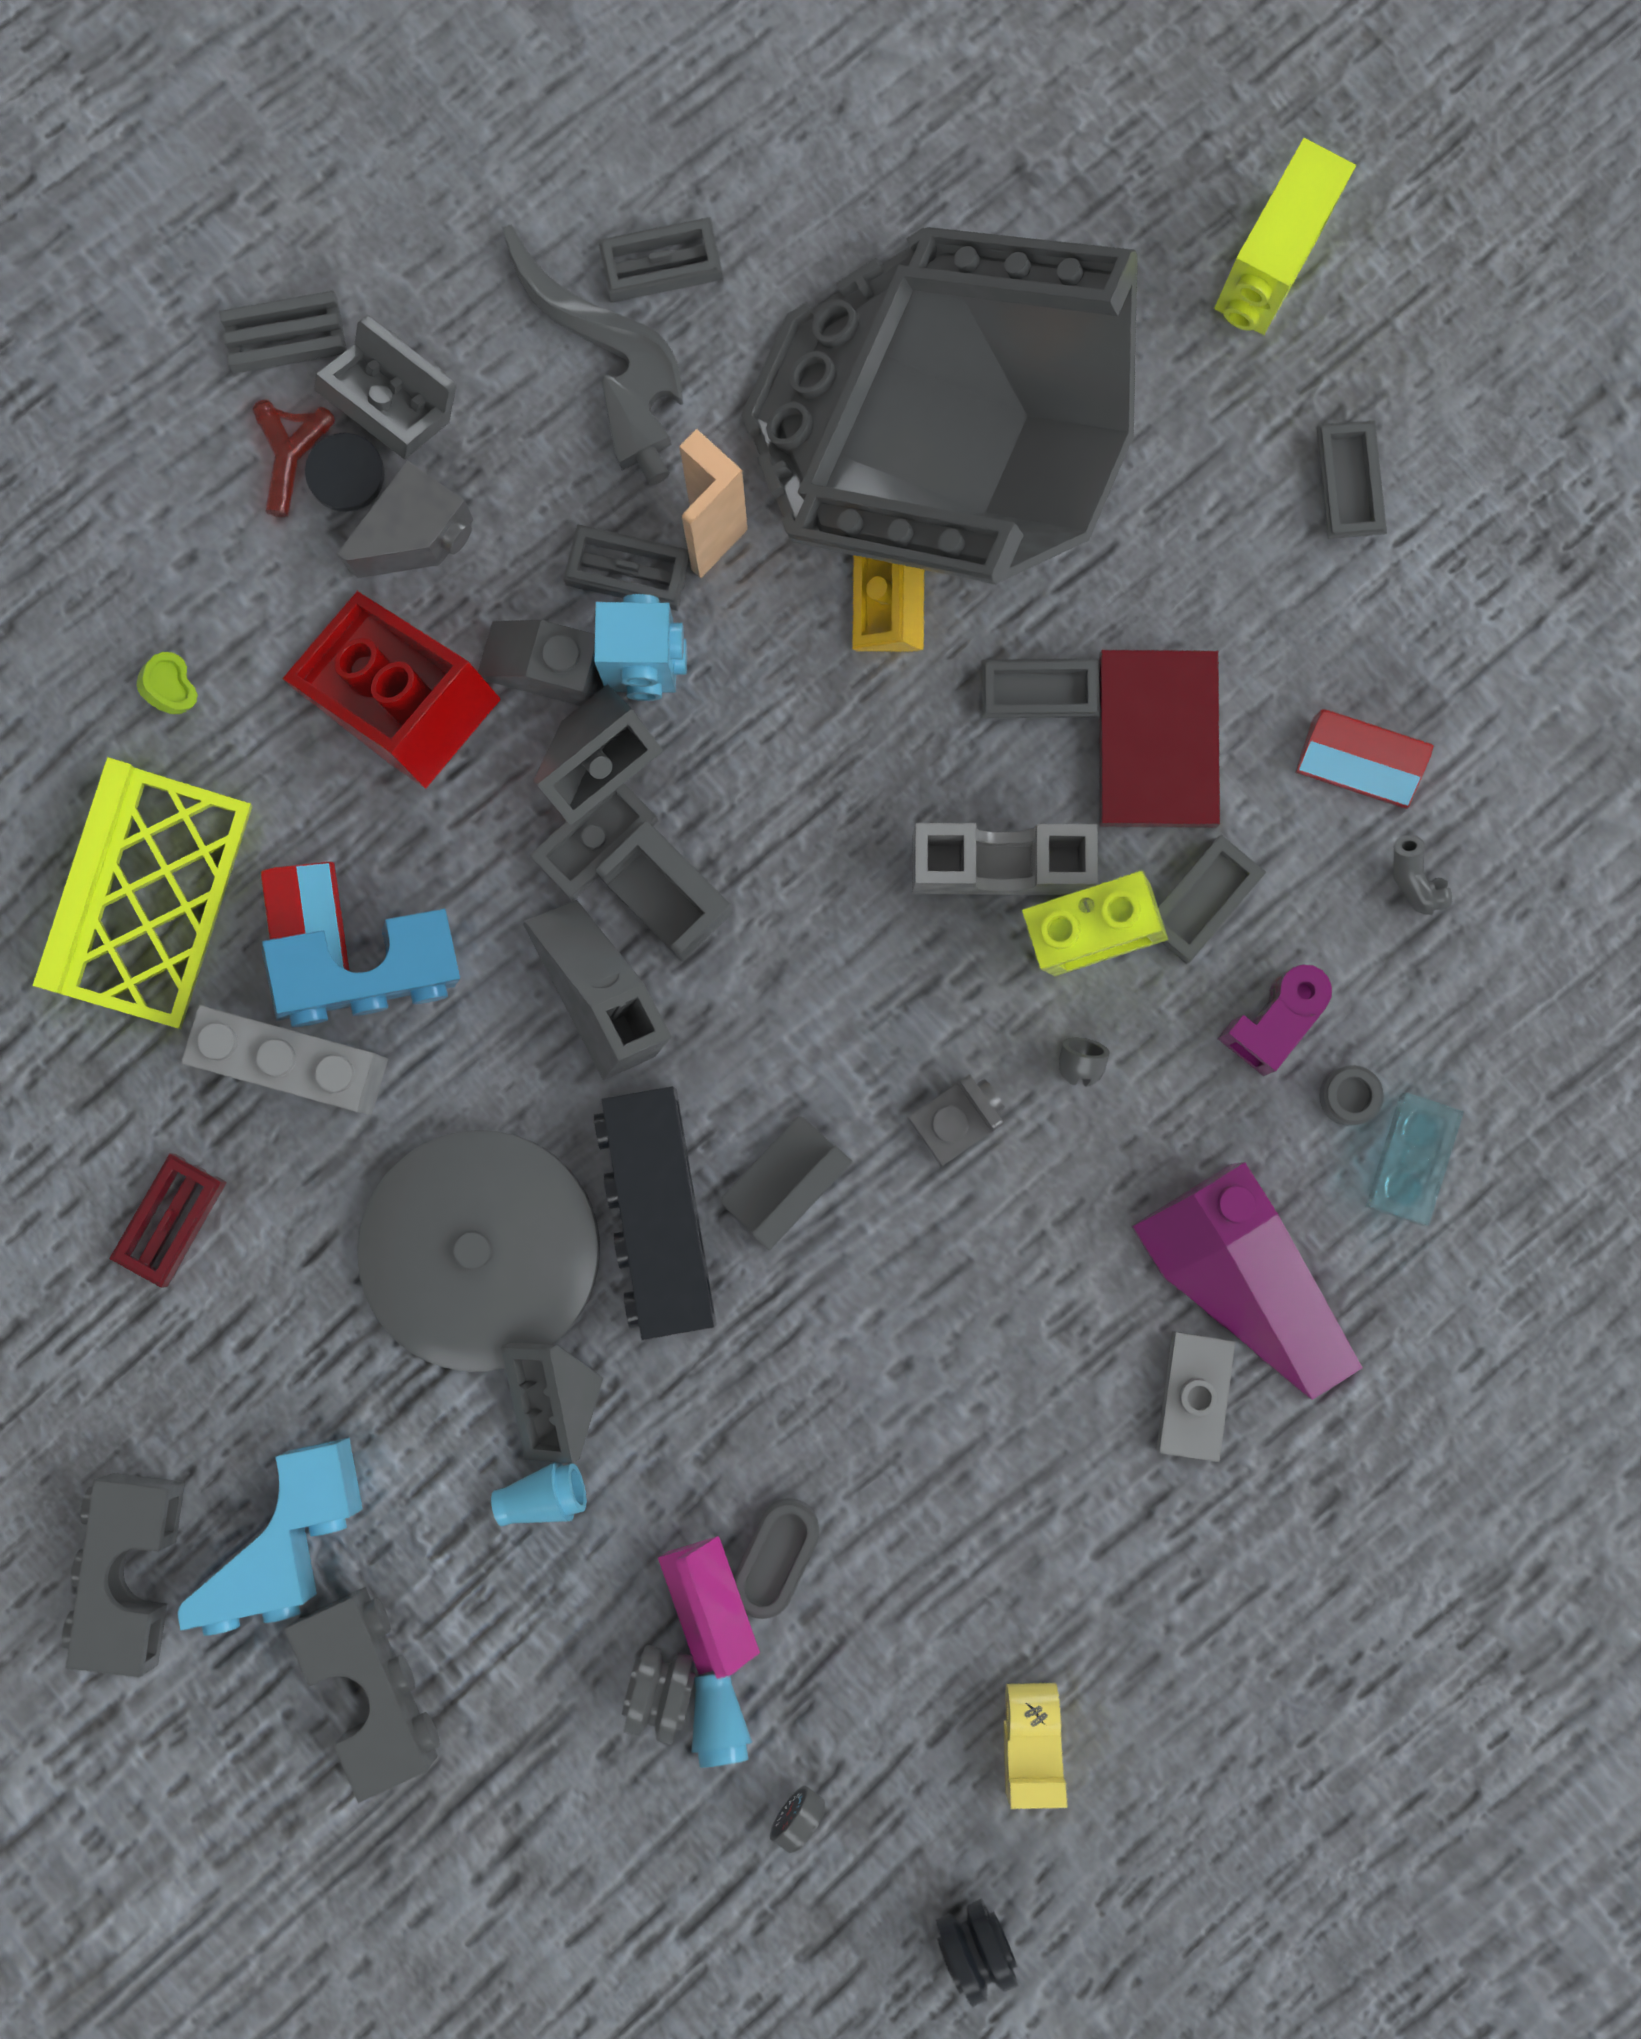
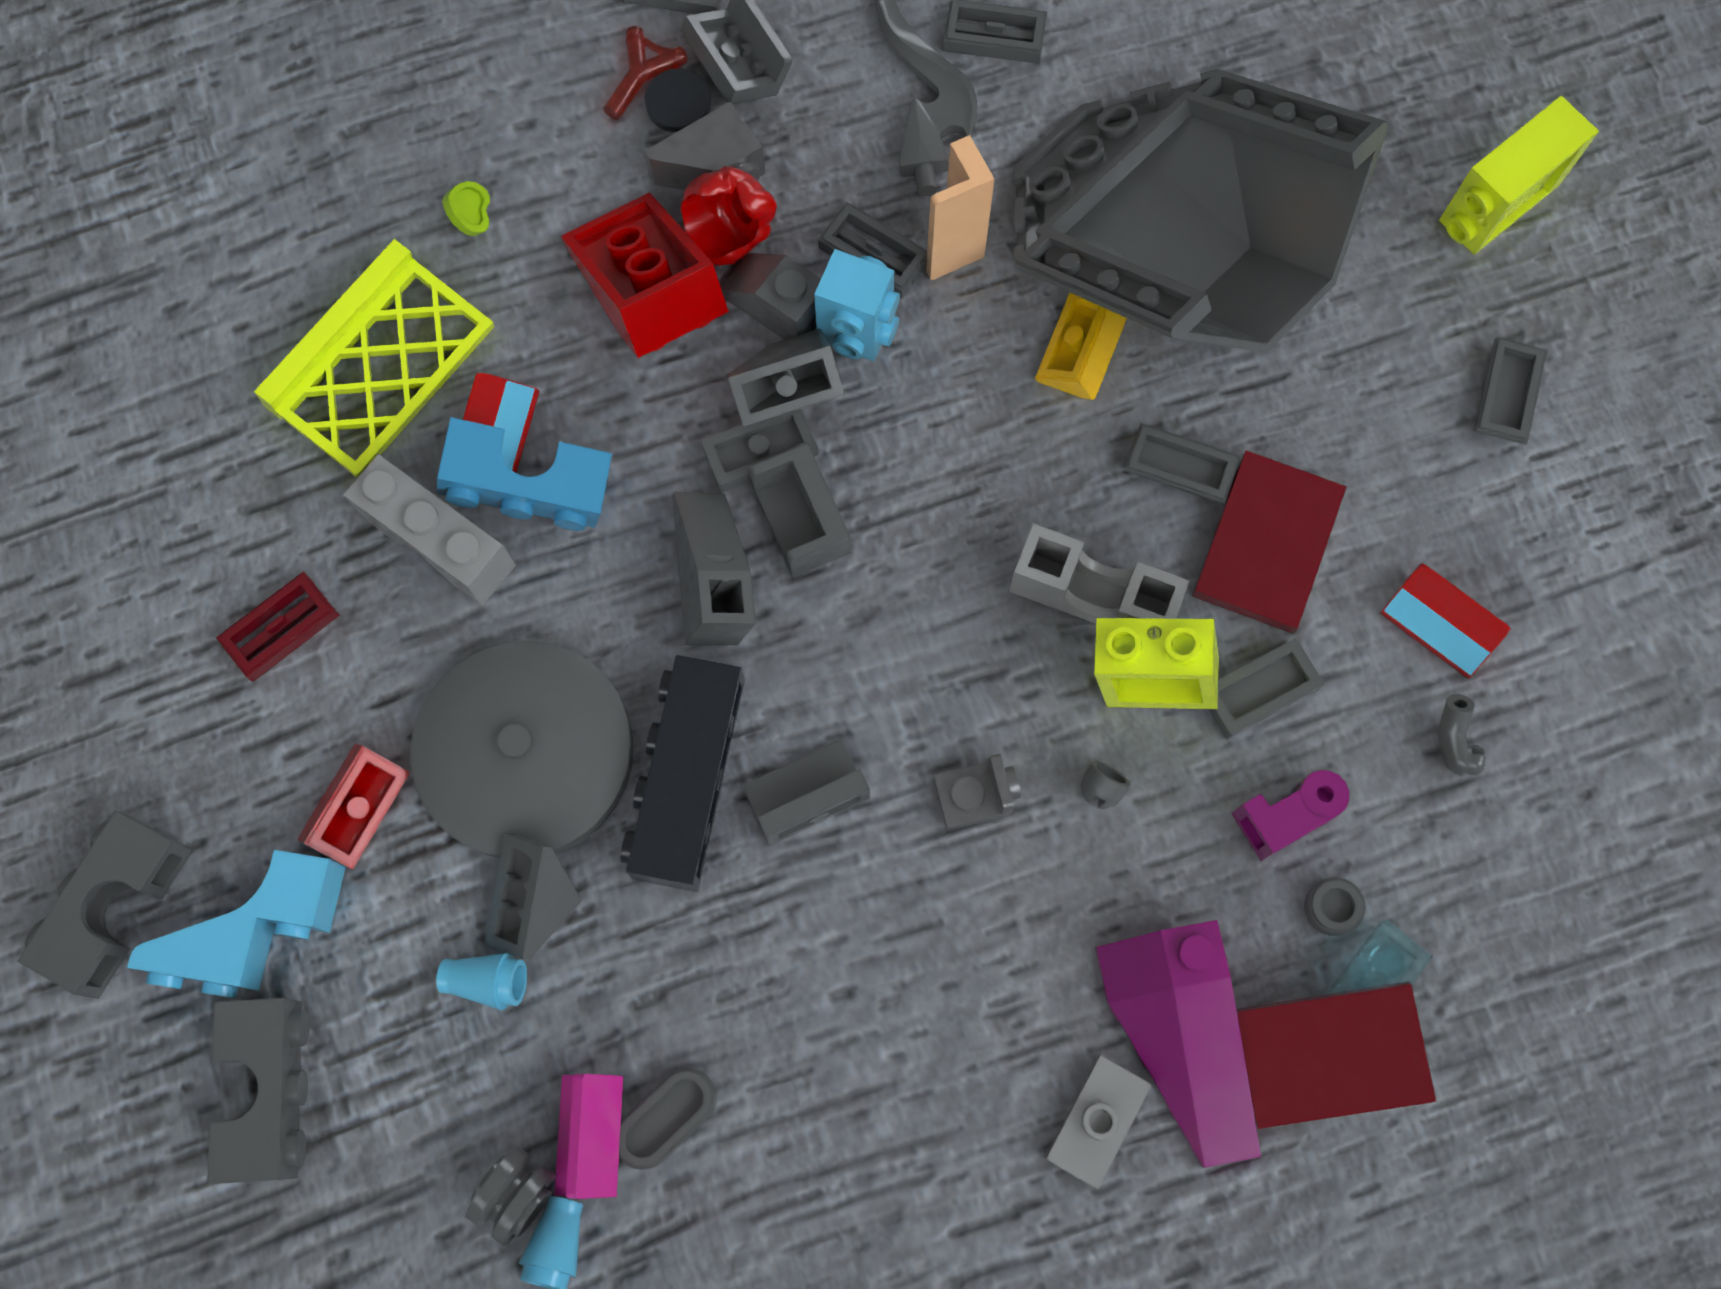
camera: 25 degrees right, 10 degrees down
(330, 1374) = (353, 806): none -> red slope
(456, 592) = (727, 214): none -> red hair
(1401, 1246) = (1335, 1055): none -> dark red tile

